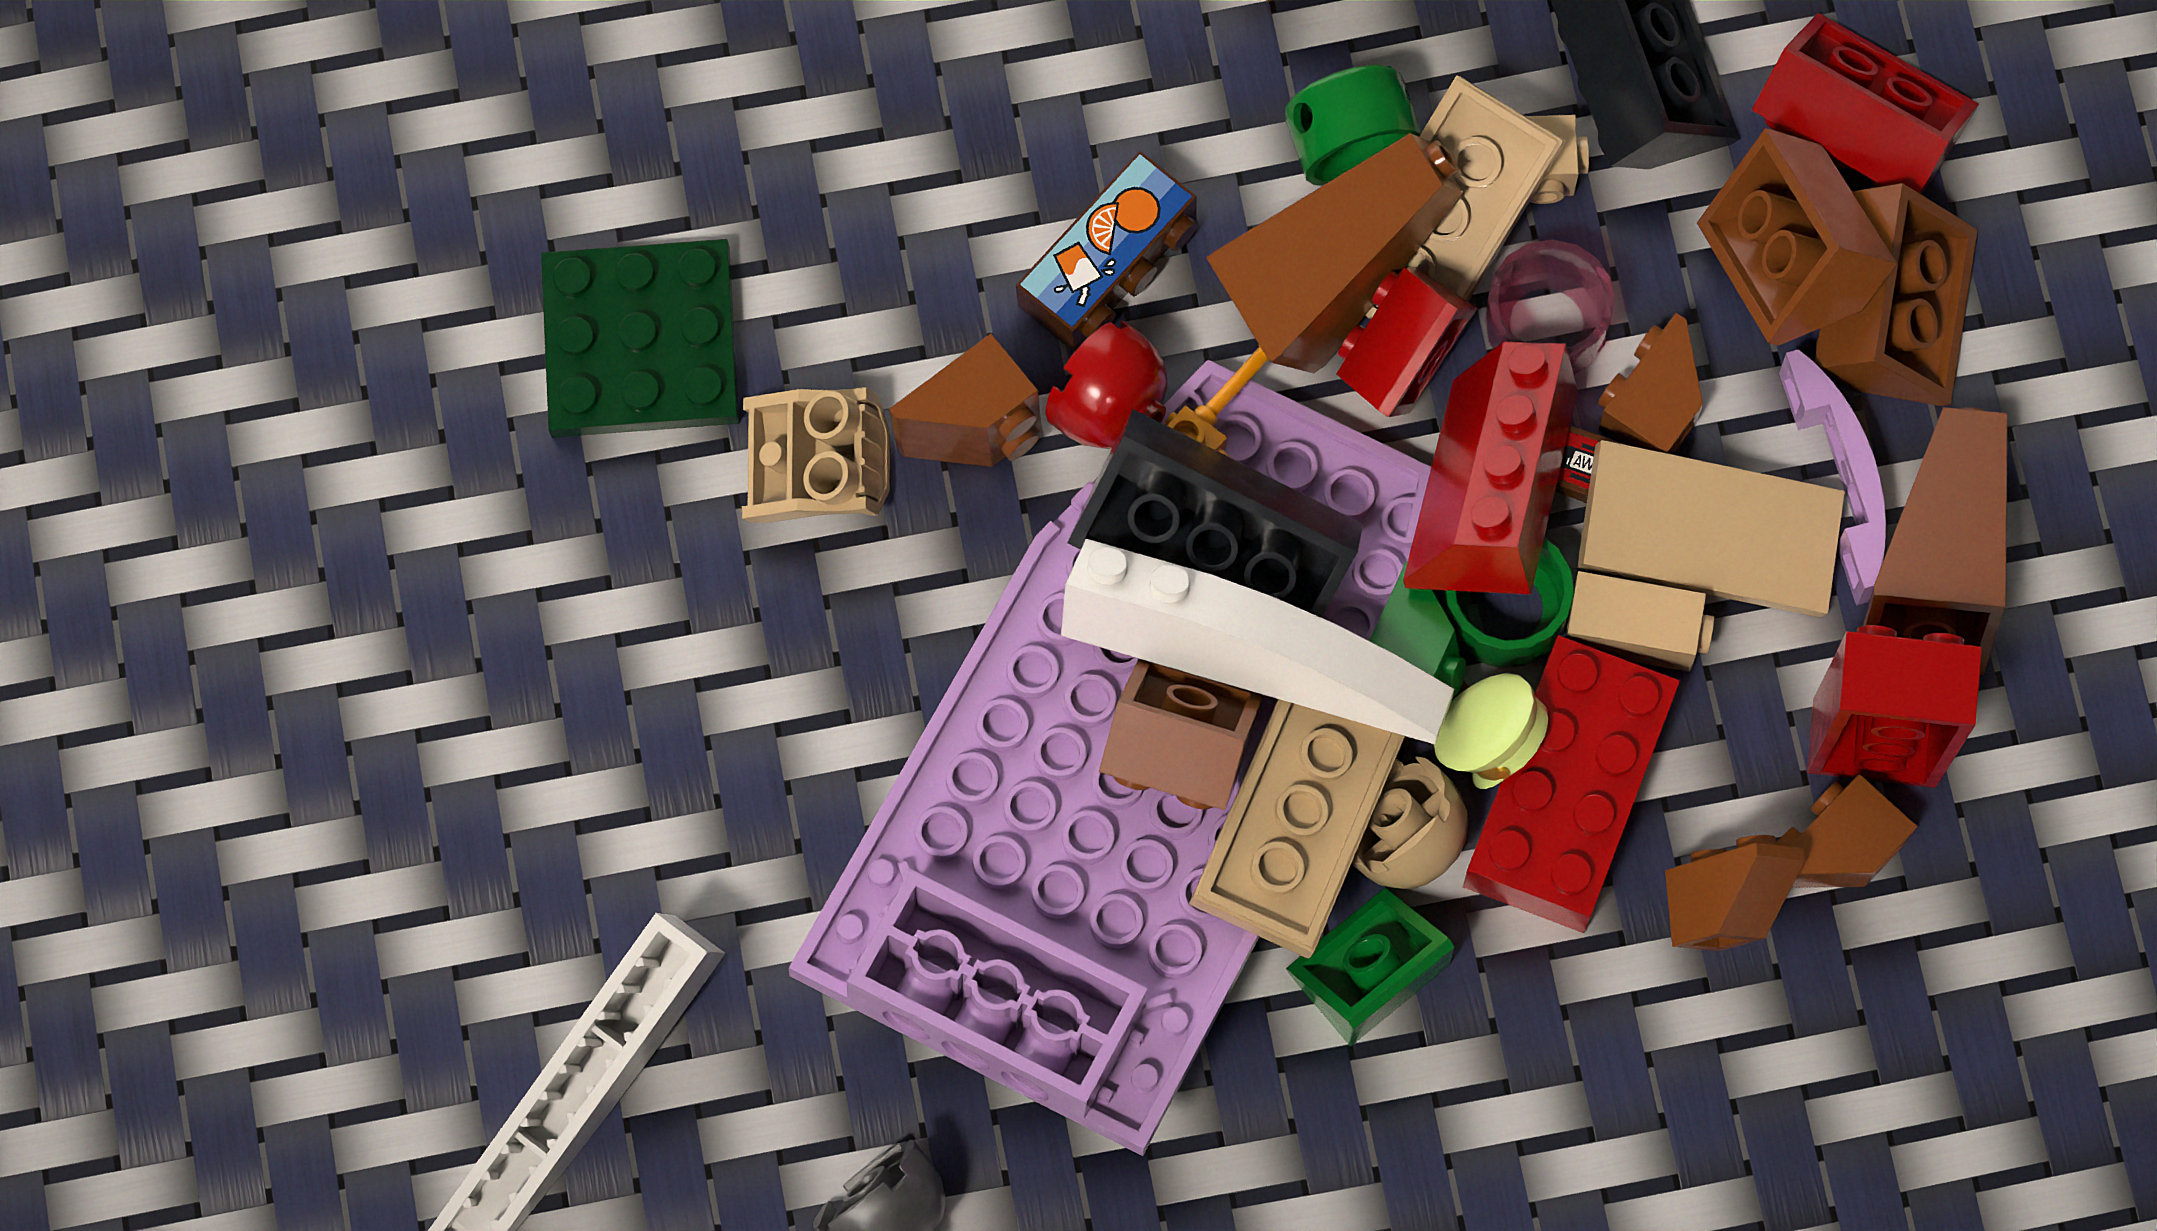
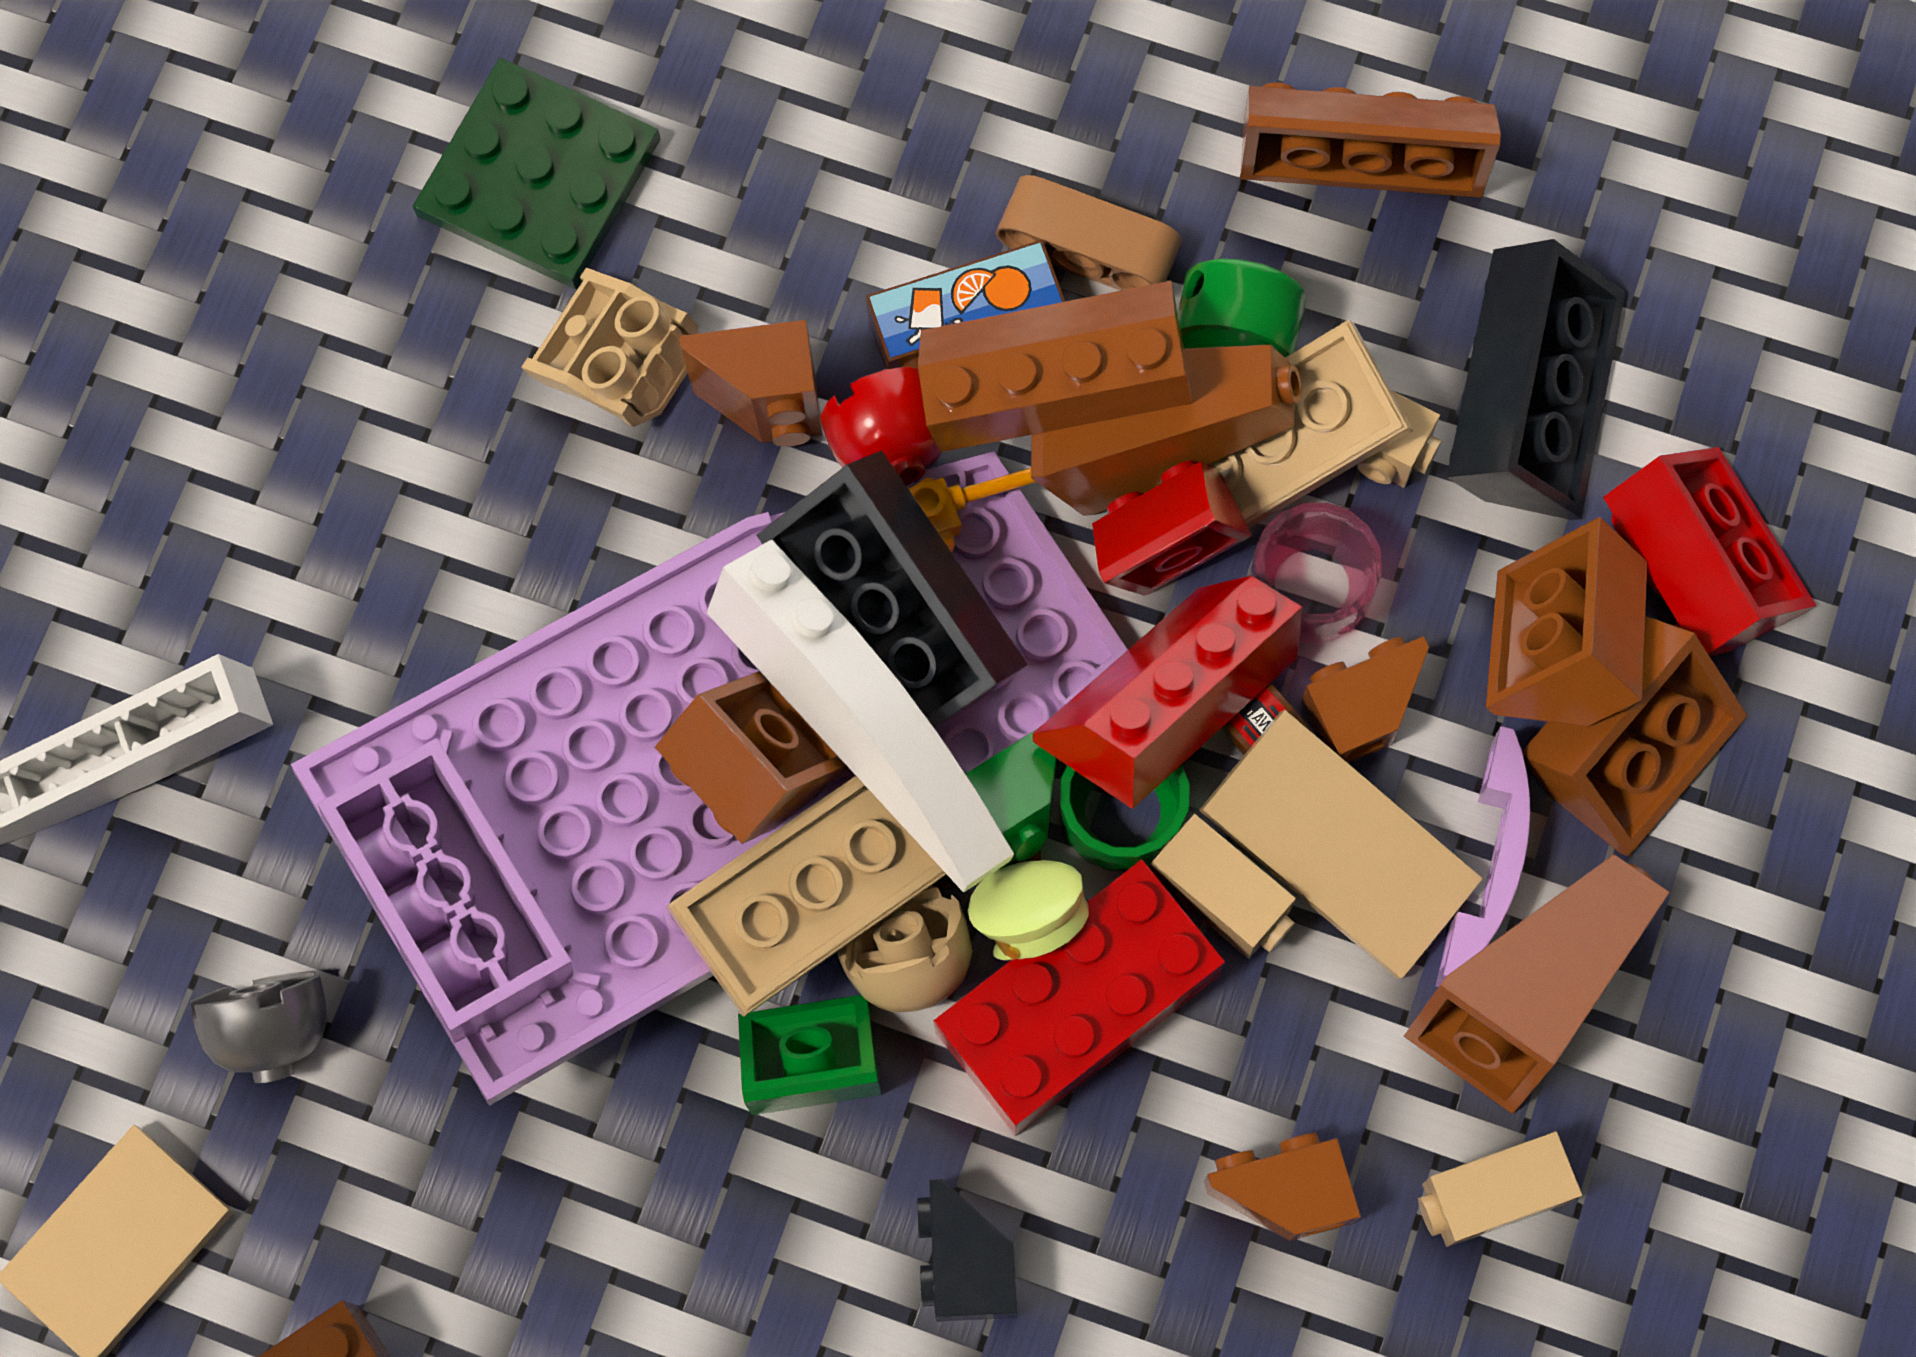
camera: 30 degrees right, 0 degrees up
(1173, 124) = (1089, 234): none -> medium nougat beam
(1236, 252) = (1053, 367): none -> dark orange slope
(1613, 1052) = (971, 1260): none -> black slope
(1730, 894) = (1155, 1177): dark orange slope -> none
(1894, 707) = (1396, 1095): red brick -> none
(2014, 740) = (1498, 1190): none -> tan brick

